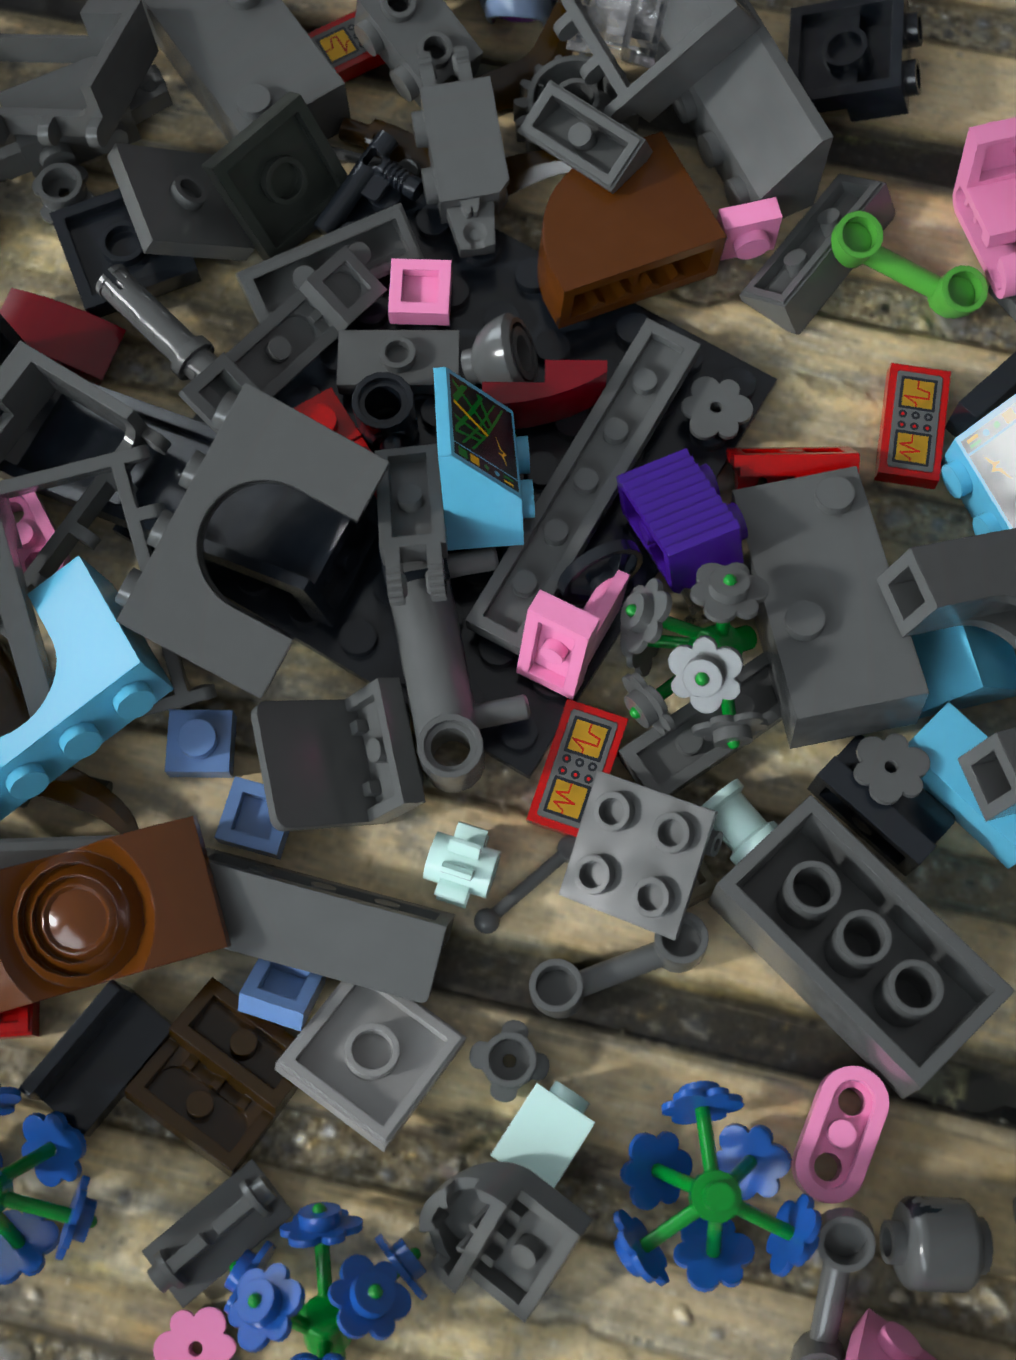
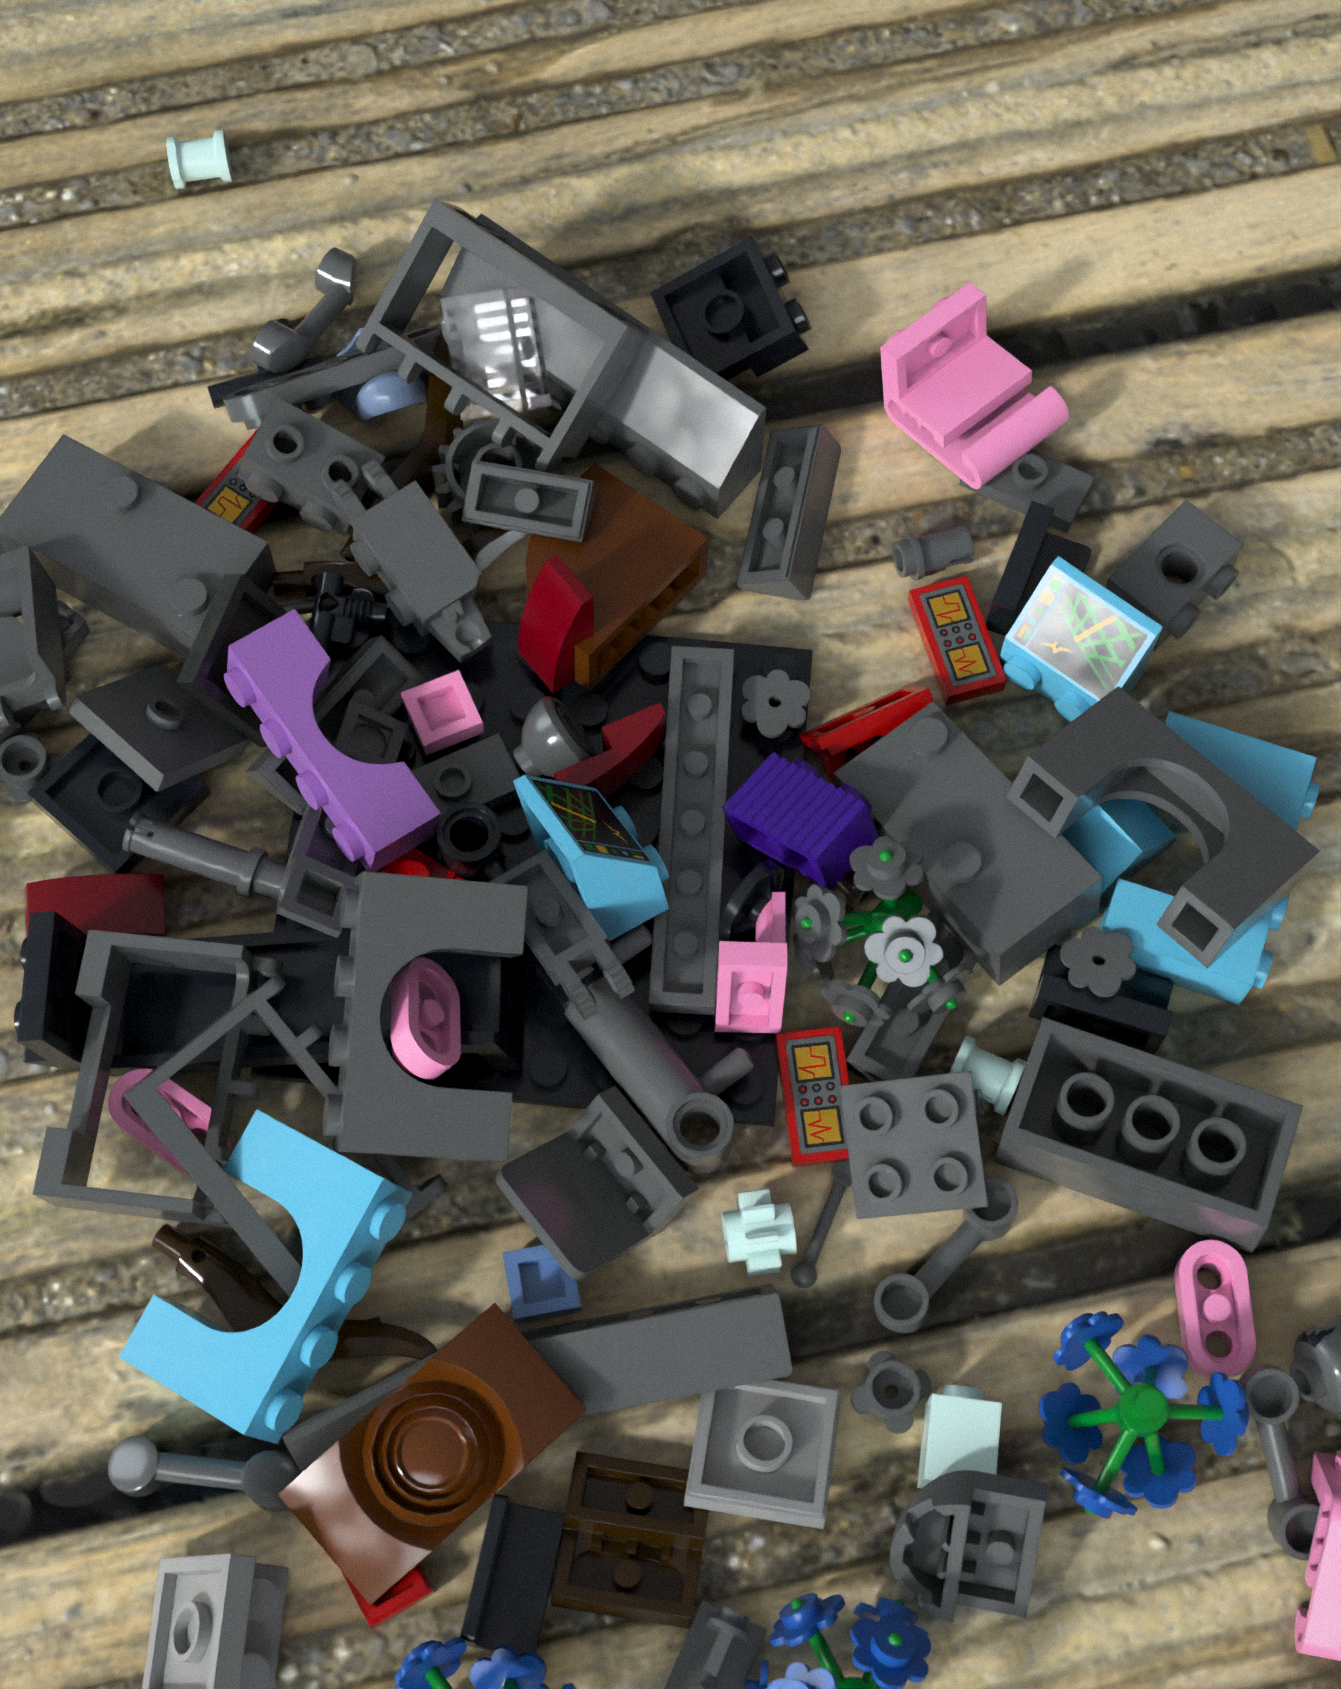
camera: 30 degrees left, 5 degrees down
(201, 743) = (448, 1239): medium blue plate -> none
(250, 541) = (424, 1019): none -> bright pink plate
(280, 994) = (652, 1433): medium blue plate -> none
(293, 200) = (374, 807): none -> medium lavender arch
(550, 251) = (553, 621): none -> dark red slope
(750, 228) = (721, 517): bright pink plate -> none
(930, 337) = (931, 552): none -> dark grey pin
(954, 295) = (931, 503): bright green bar -> none

